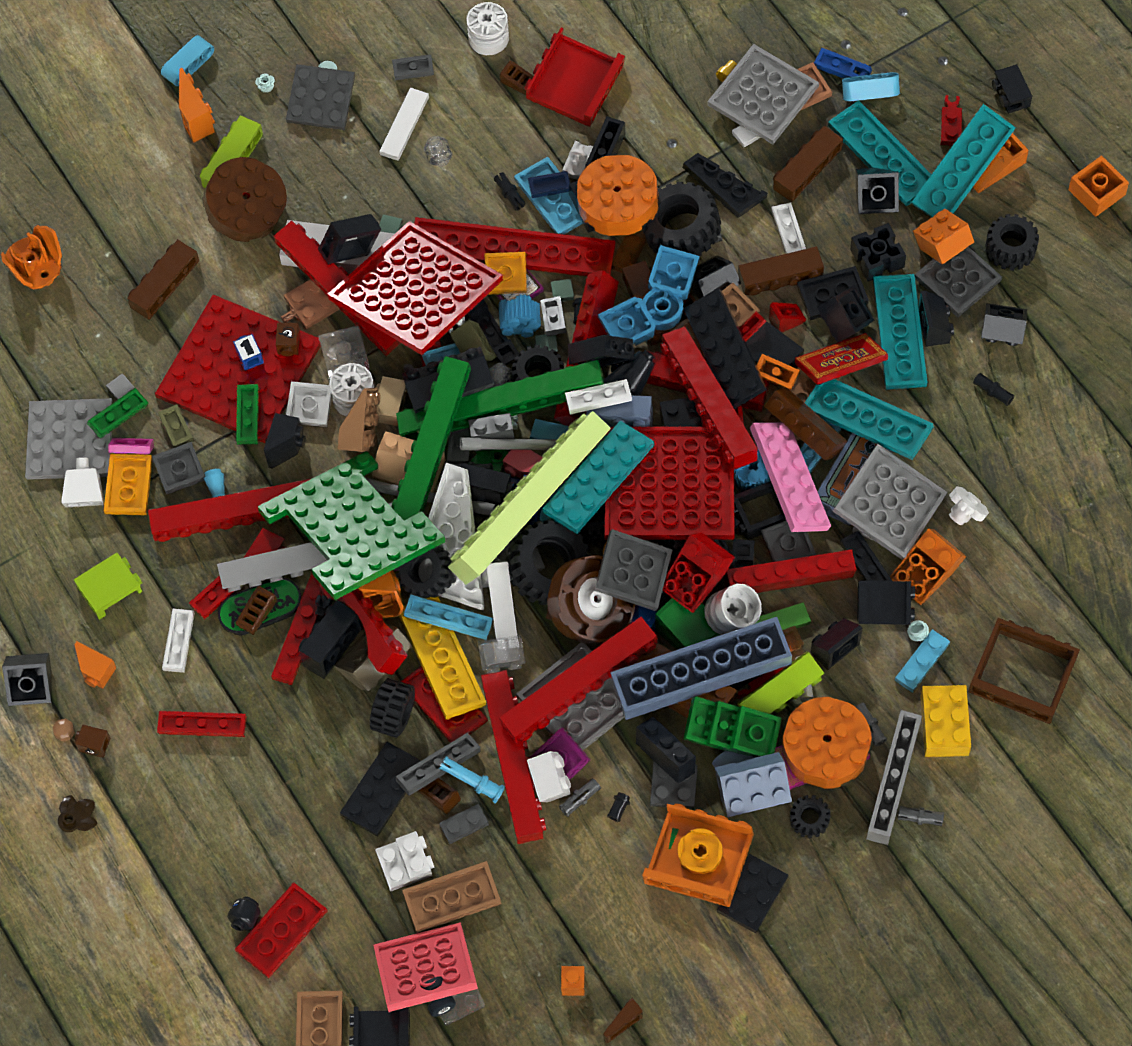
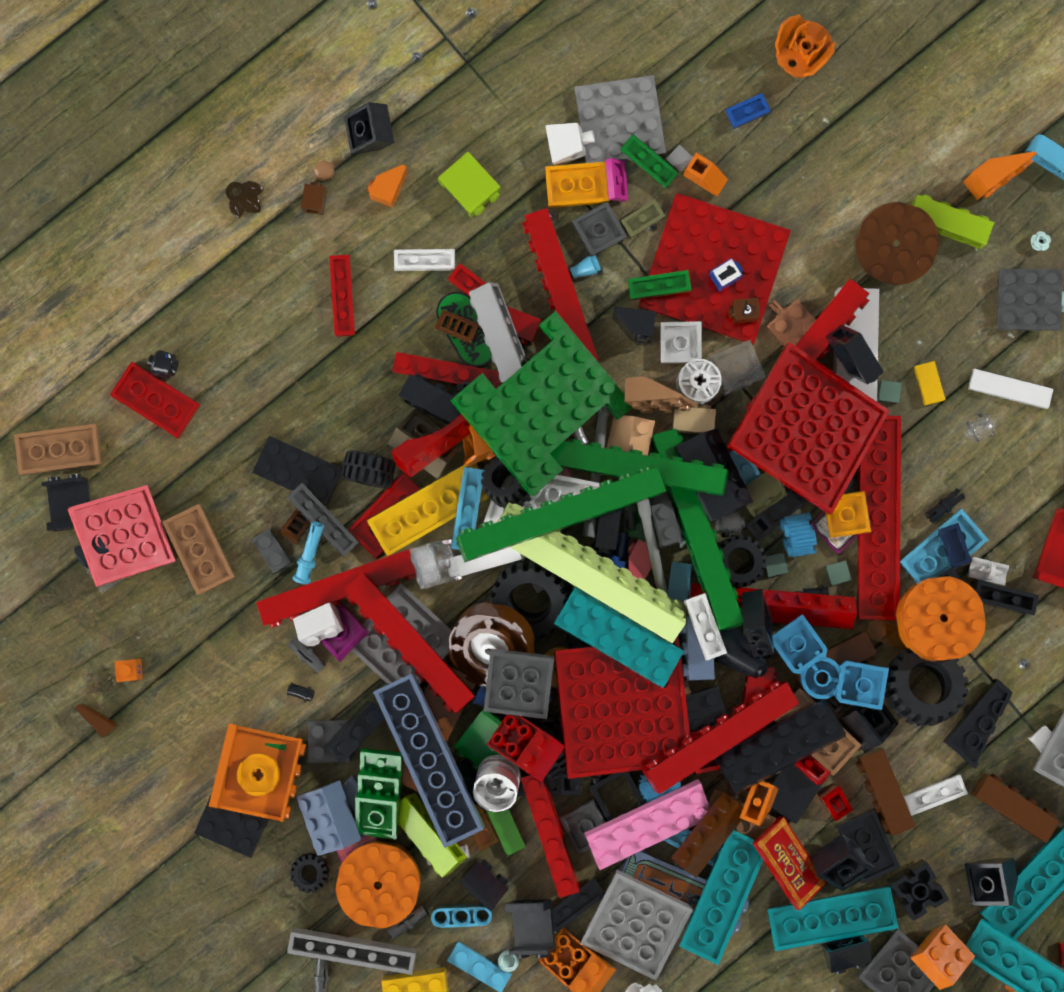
camera: 80 degrees right, 20 degrees up
(84, 319) = (747, 111): none -> blue plate
(141, 363) = (705, 174): none -> orange slope
(163, 279) = (800, 178): reddish brown brick -> none
(387, 191) = (929, 383): none -> yellow tile
(405, 861) = (229, 502): white plate -> none
(468, 505) = (561, 514): none -> green brick
(553, 316) = (806, 568): plate -> none
(870, 660) = (453, 921): none -> medium azure beam

